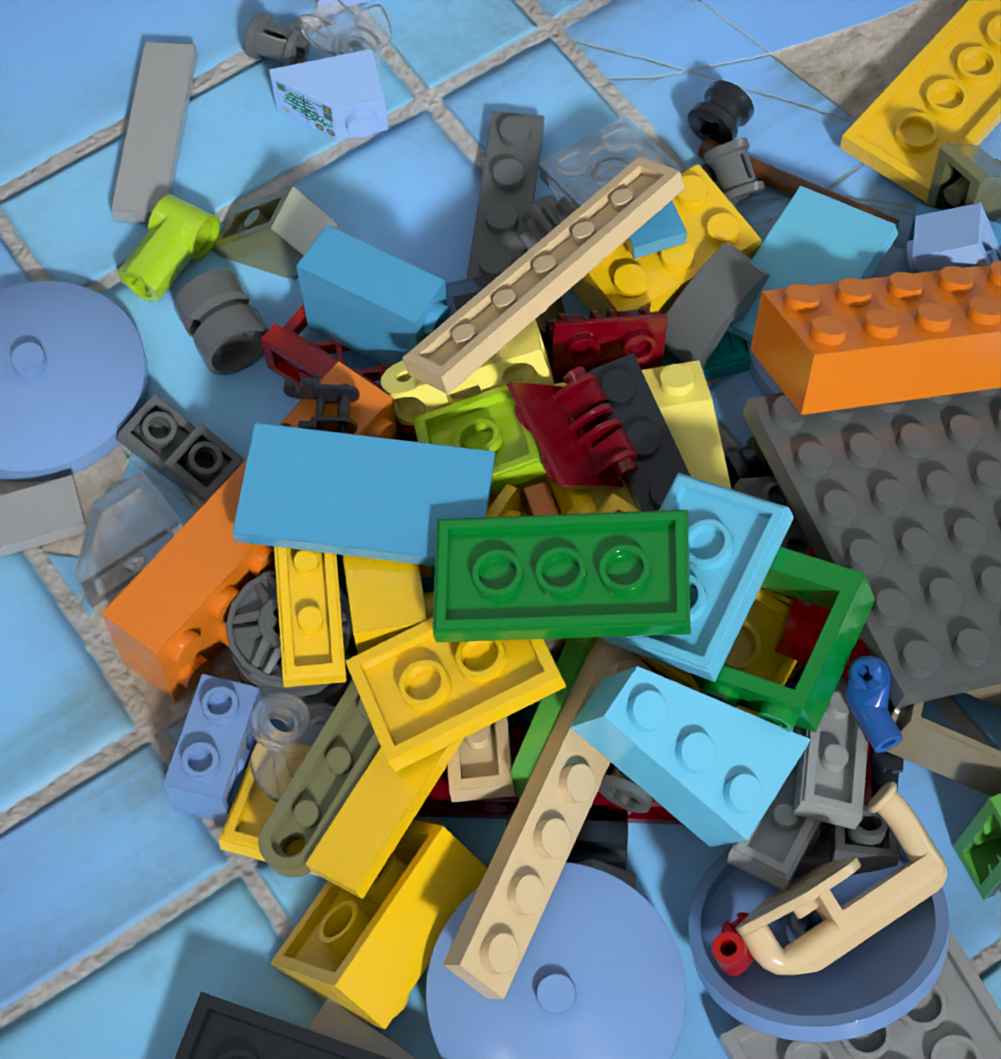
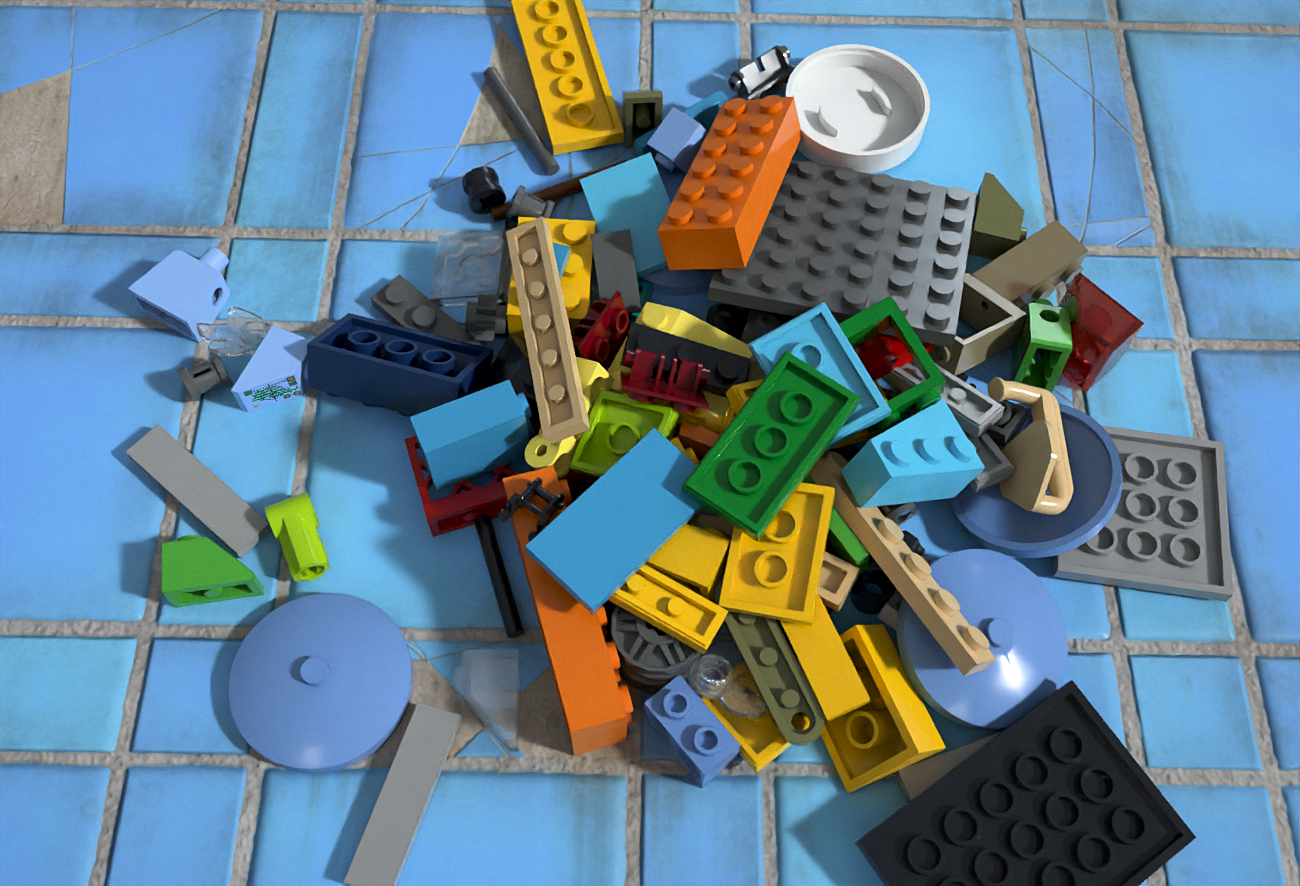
camera: 60 degrees left, 0 degrees up
(67, 197) = (203, 572): none -> bright green slope
(178, 449) = (451, 625): dark grey slope -> none
(221, 321) = (387, 537): dark grey wheel -> none
(272, 231) = (349, 467): olive slope -> none
(422, 186) = (394, 365): none -> dark blue slope
(730, 948) = (1032, 524): red arm -> none
(857, 86) = (521, 121): none -> dark grey bar
(869, 700) = (943, 357): blue arm -> none

